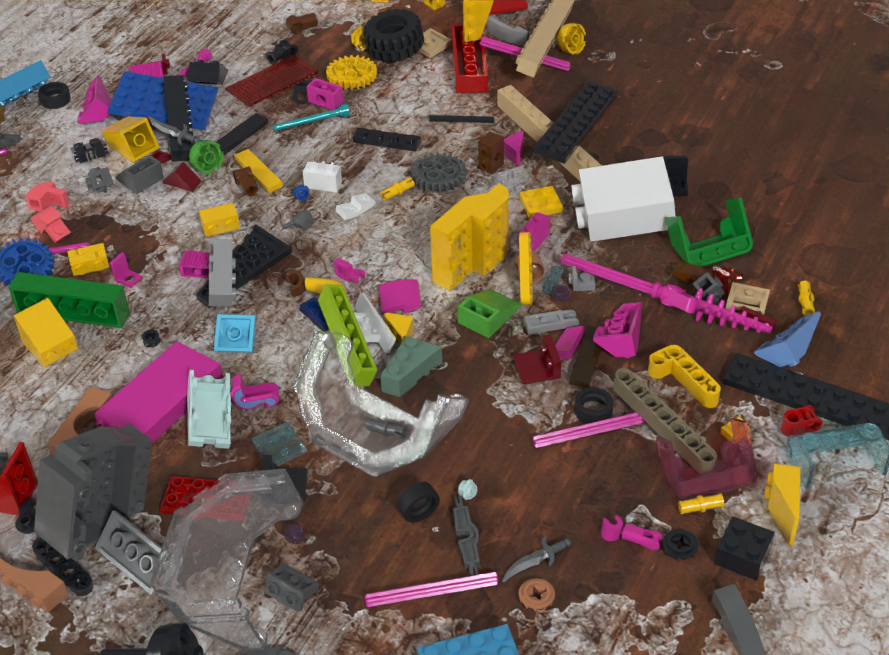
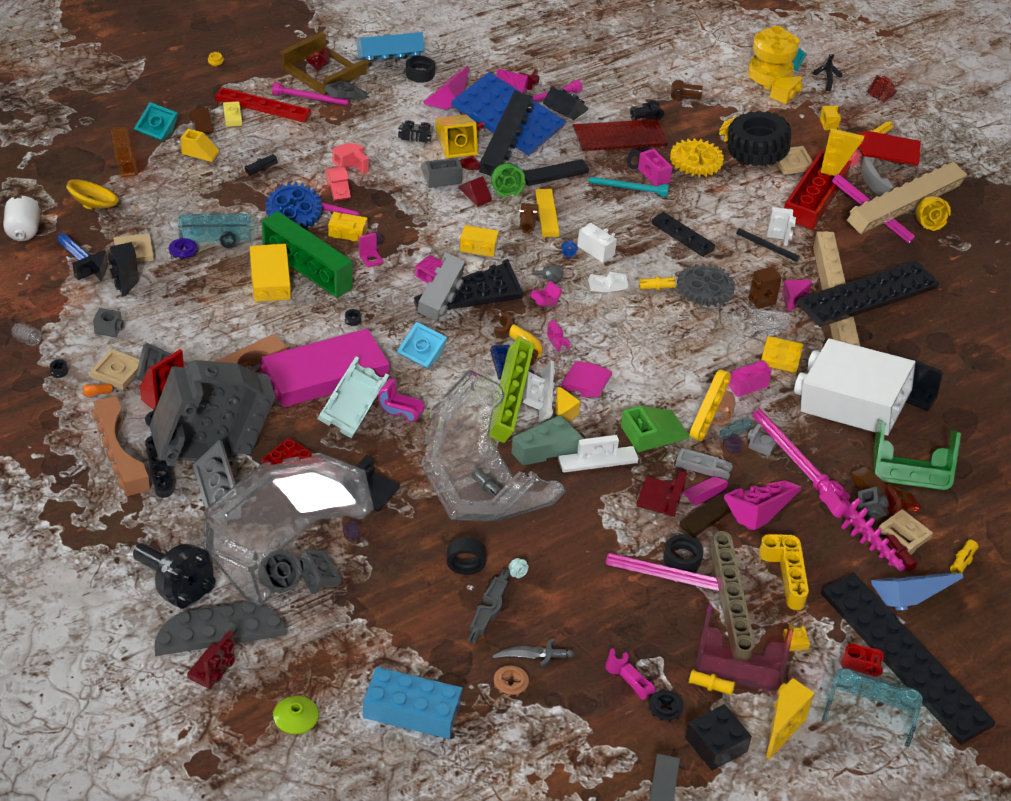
camera: 25 degrees right, 0 degrees up
(103, 175) = (408, 165): dark grey brick -> none
(174, 131) = (492, 144): piece -> none
(262, 603) = (280, 571): none -> dark grey cylinder
(280, 443) = (392, 455): clear light blue slope -> none
(313, 240) = (548, 296): none -> dark pink bracket
(431, 589) = (429, 631): axle -> none
(459, 355) = (598, 453): none -> white bracket
(464, 96) = (780, 224): none -> white bracket
(470, 237) = (678, 354): yellow piece -> none

